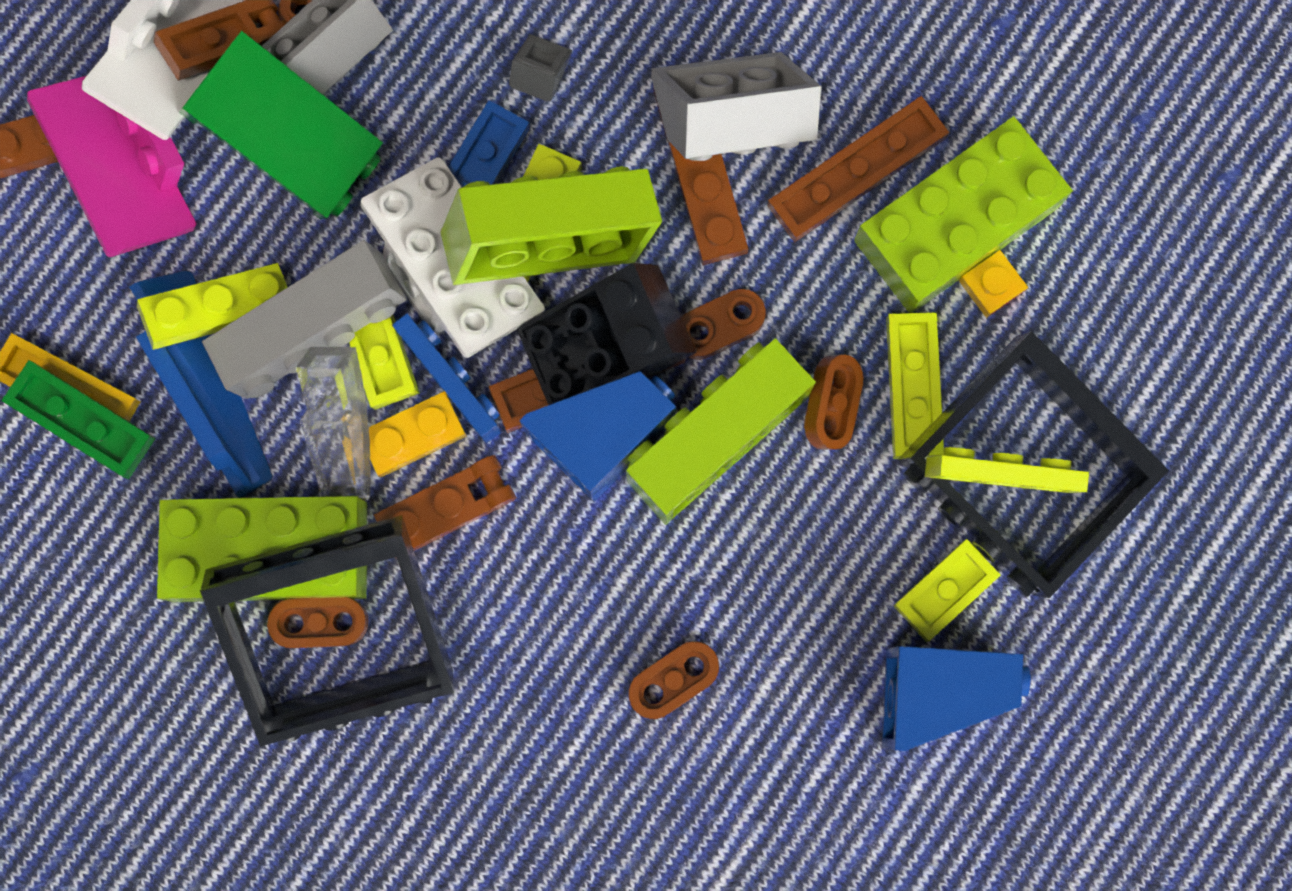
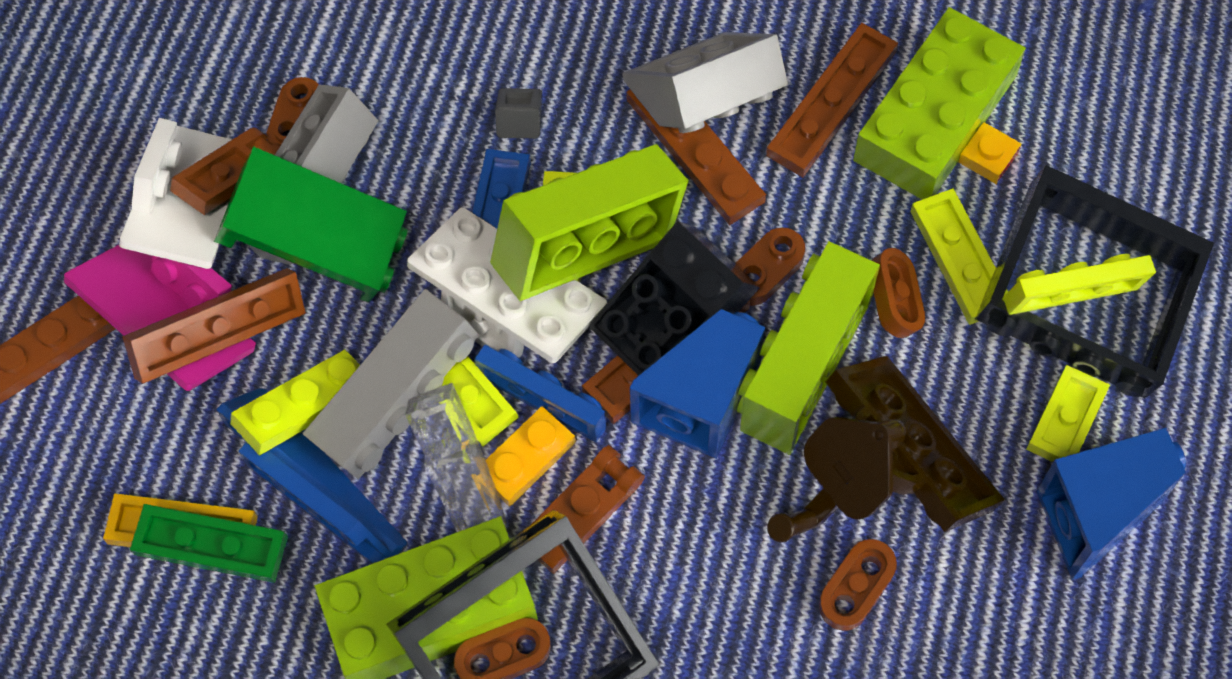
camera: 20 degrees left, 15 degrees down
(153, 199) = (213, 325): none -> dark orange plate
(755, 569) = (886, 449): none -> dark brown plate

